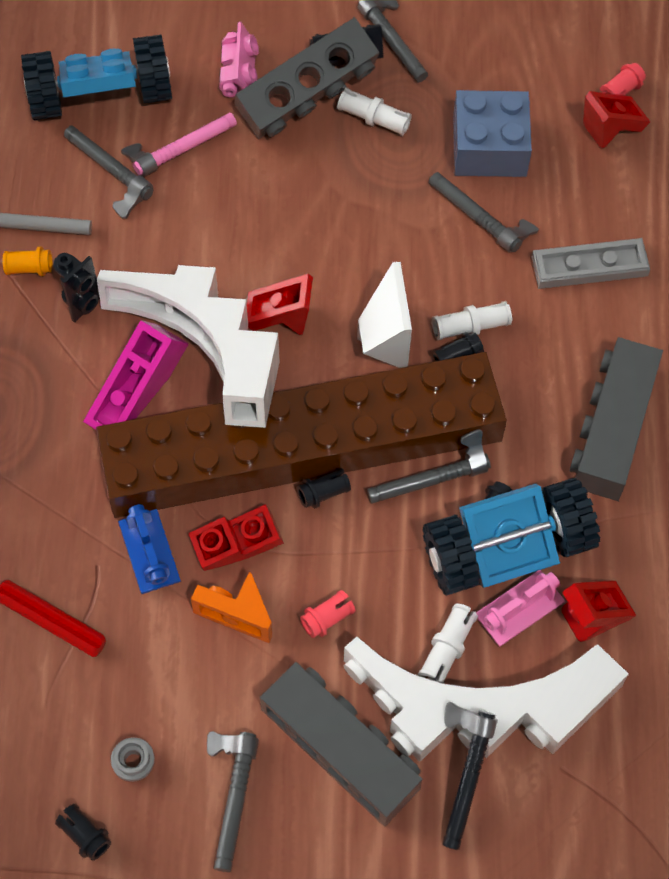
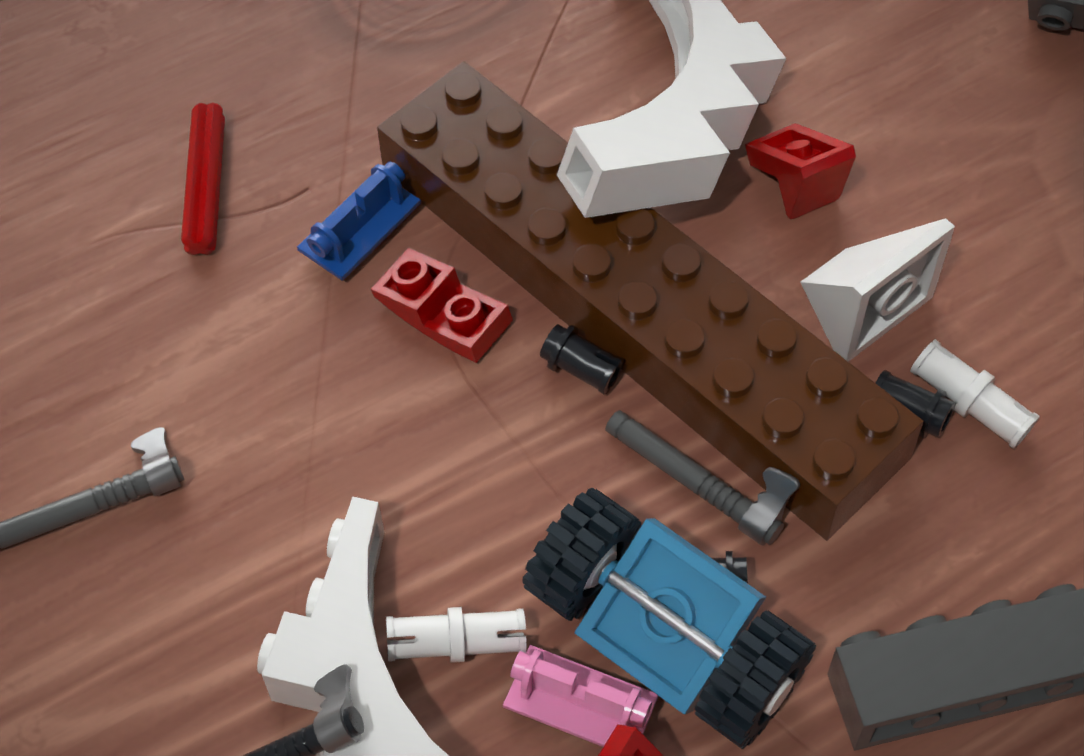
camera: 60 degrees right, 5 degrees down
(126, 748) = (70, 347): light grey plate -> none
(137, 375) = (586, 73): dark pink slope -> none
(242, 614) = (344, 361): orange slope -> none
(325, 615) = (402, 462): coral pin -> none
(342, 743) = (225, 582): dark grey brick -> none

